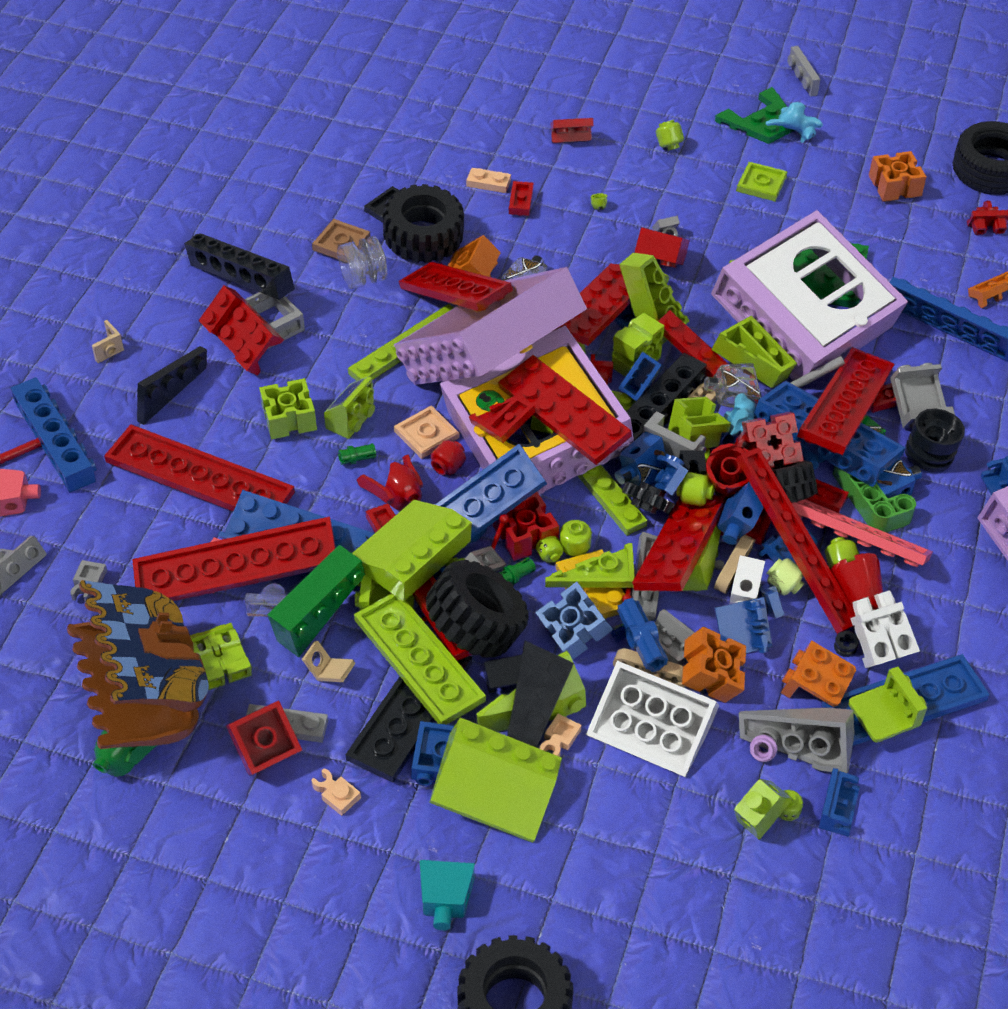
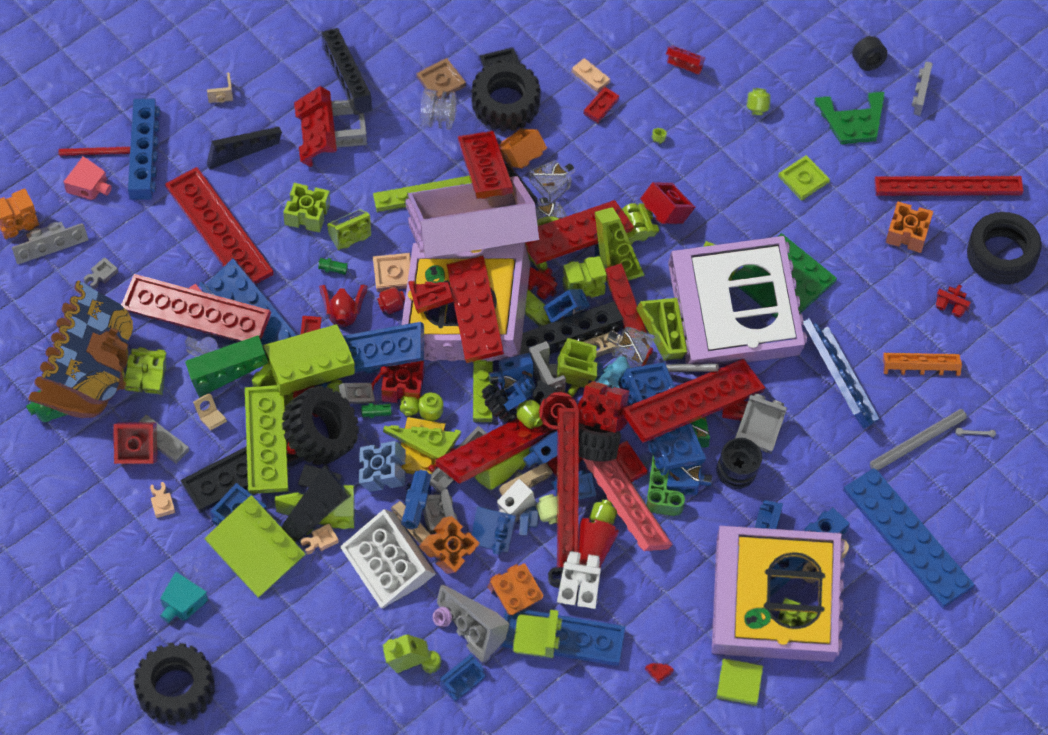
camera: 30 degrees right, 10 degrees up
(667, 225) = (691, 184): light grey tile -> none
(735, 60) = (869, 53): none -> black tyre
(794, 118) = (868, 133): medium azure animal -> none
(894, 134) = (947, 185): none -> red plate

